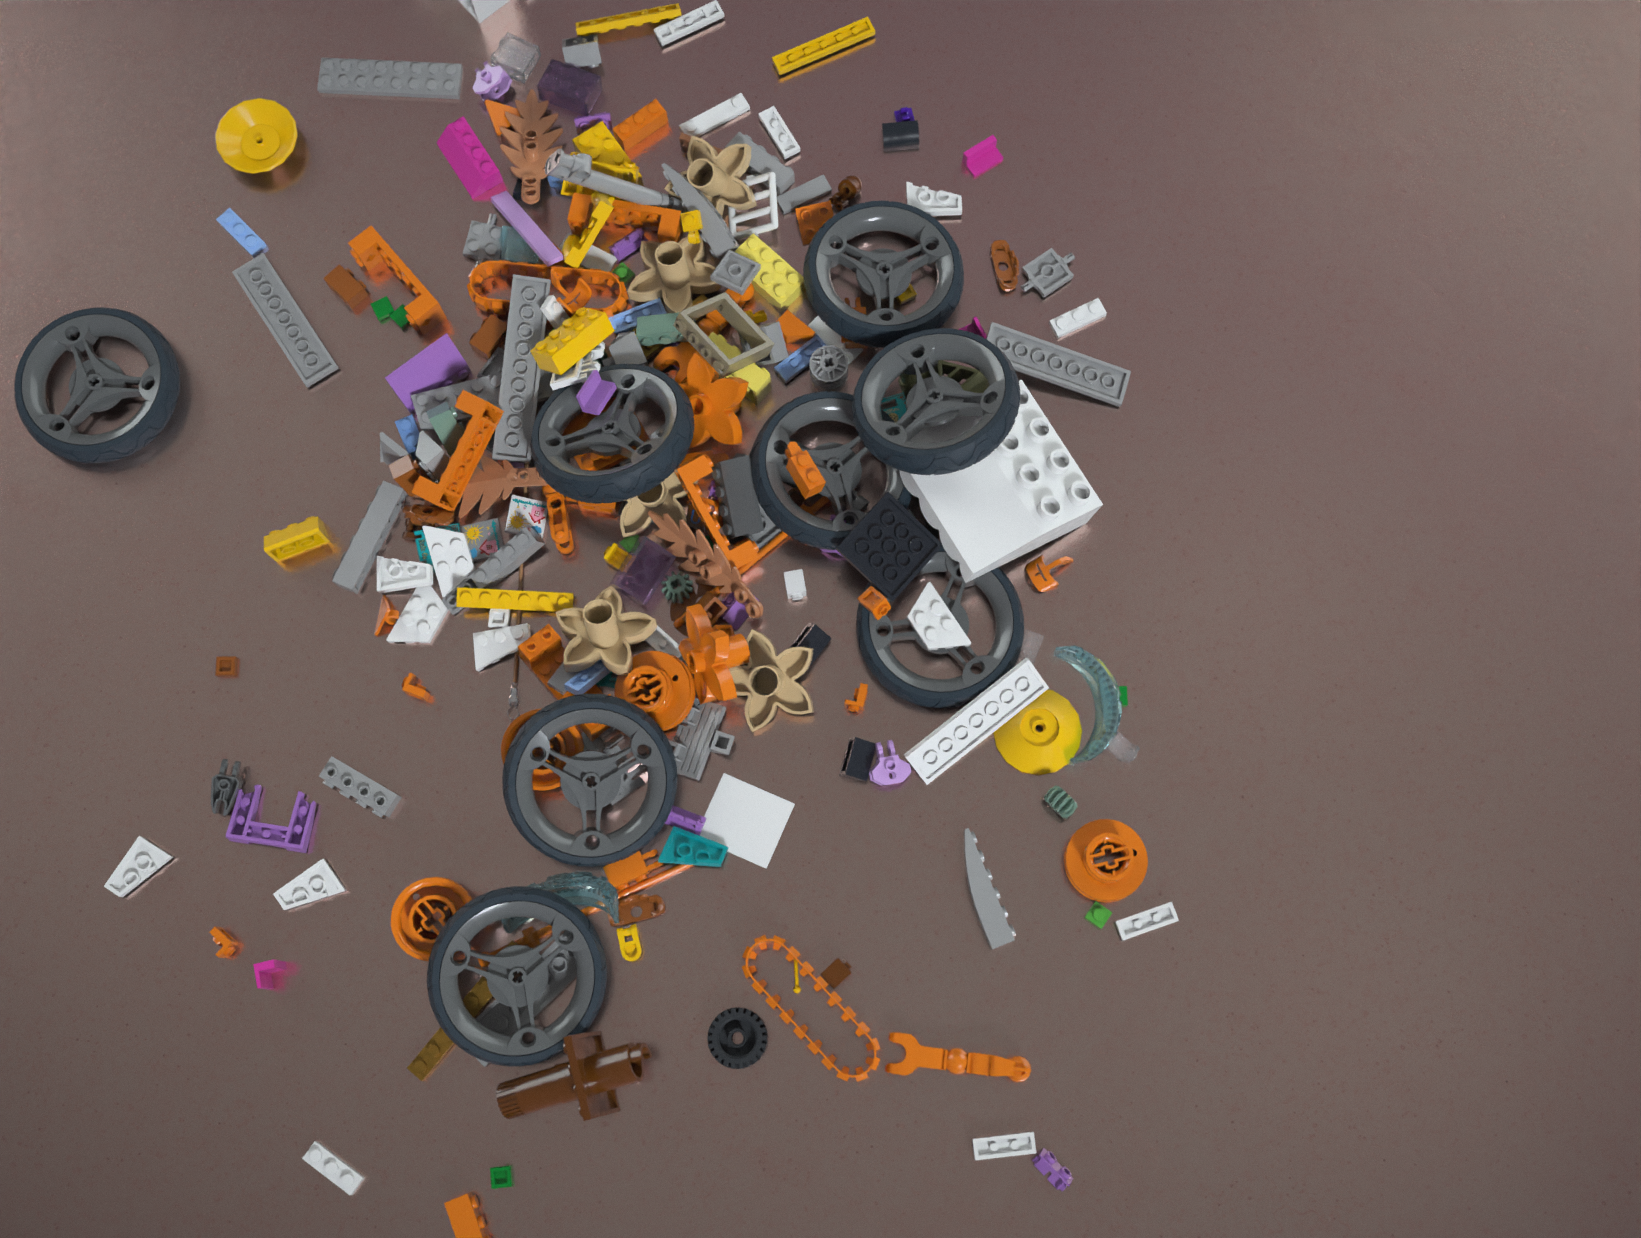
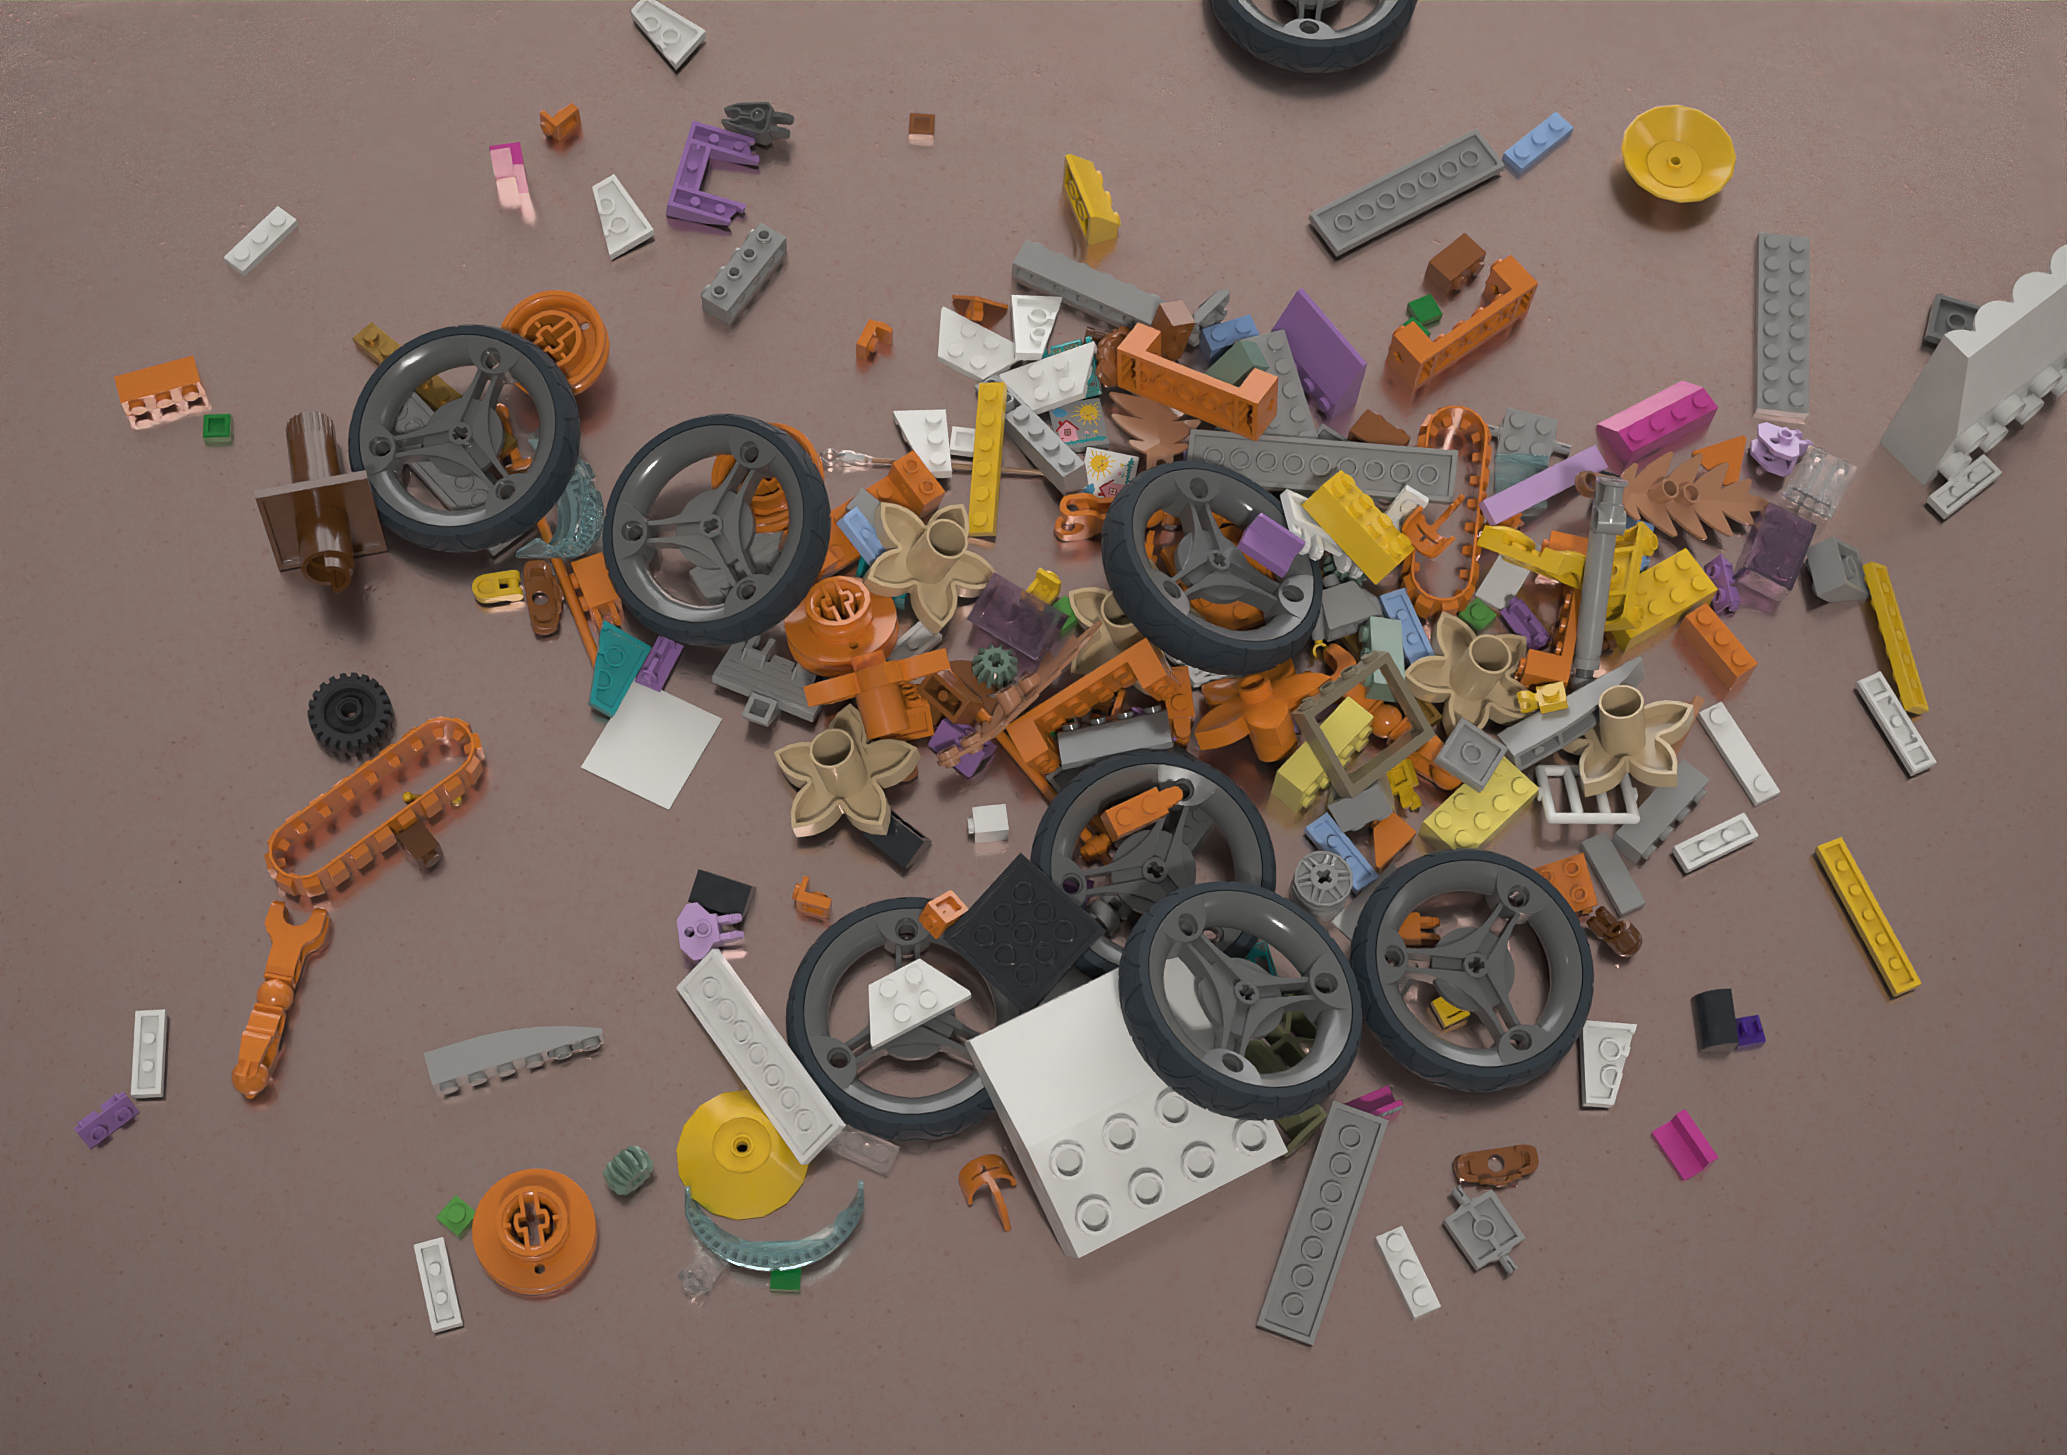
camera: 85 degrees right, 10 degrees down
(431, 457) = (1197, 350): light grey slope -> none

